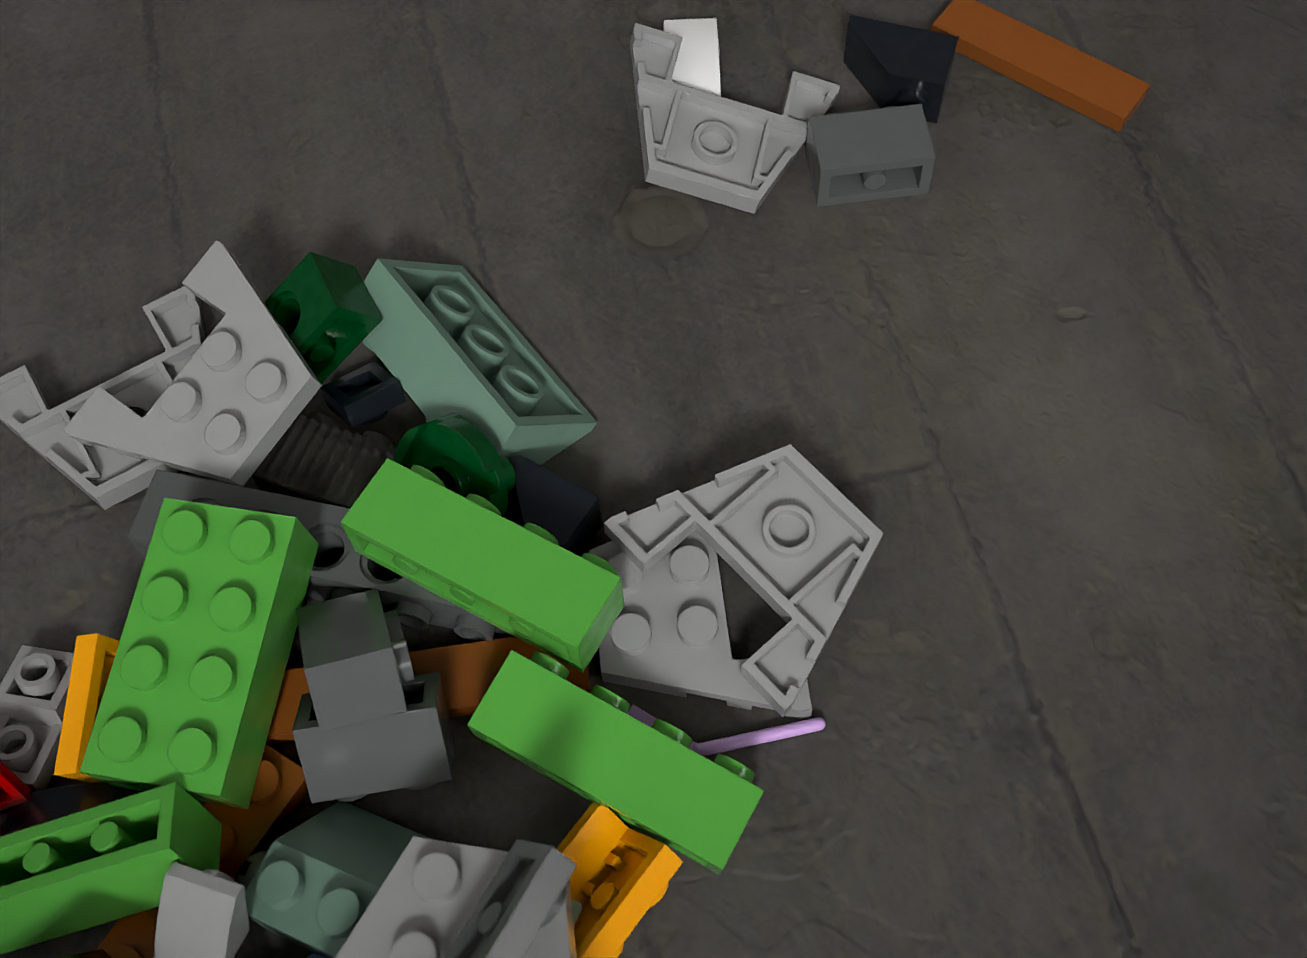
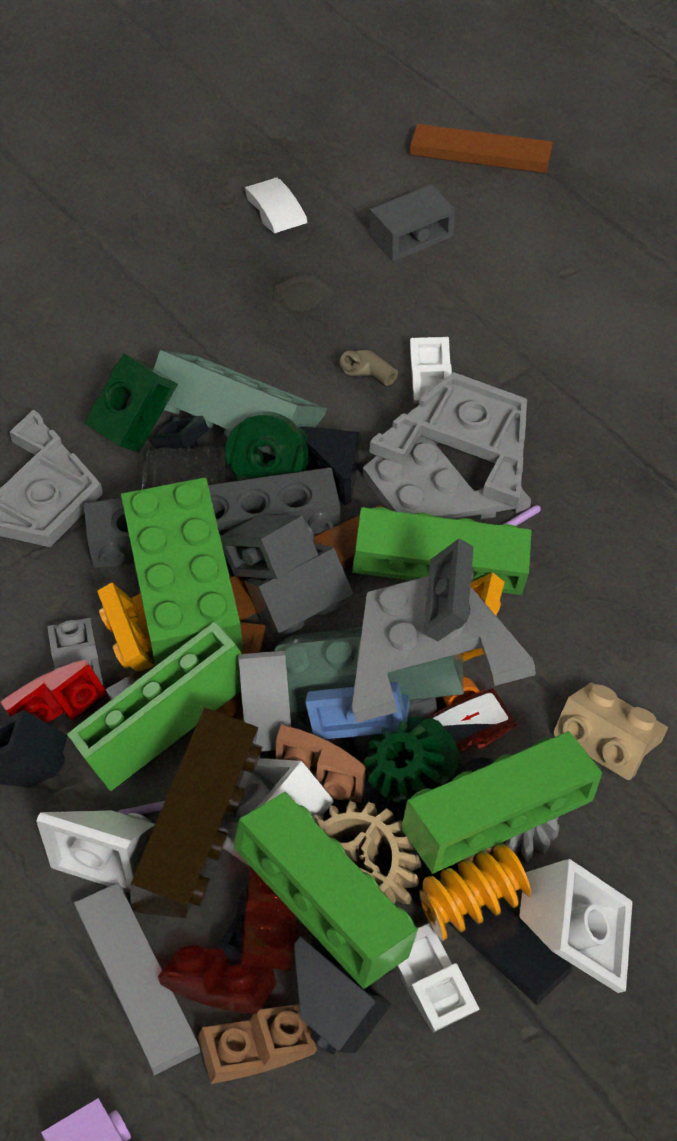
camera: 25 degrees left, 10 degrees down
(225, 401) = (108, 453): light grey wing -> none
(486, 562) = (317, 475): bright green brick -> none
(688, 370) = (367, 364): none -> dark tan arm
(712, 142) = (311, 241): light grey wing -> none
(777, 410) = (428, 364): none -> white slope
(900, 63) = (402, 168): black slope -> none

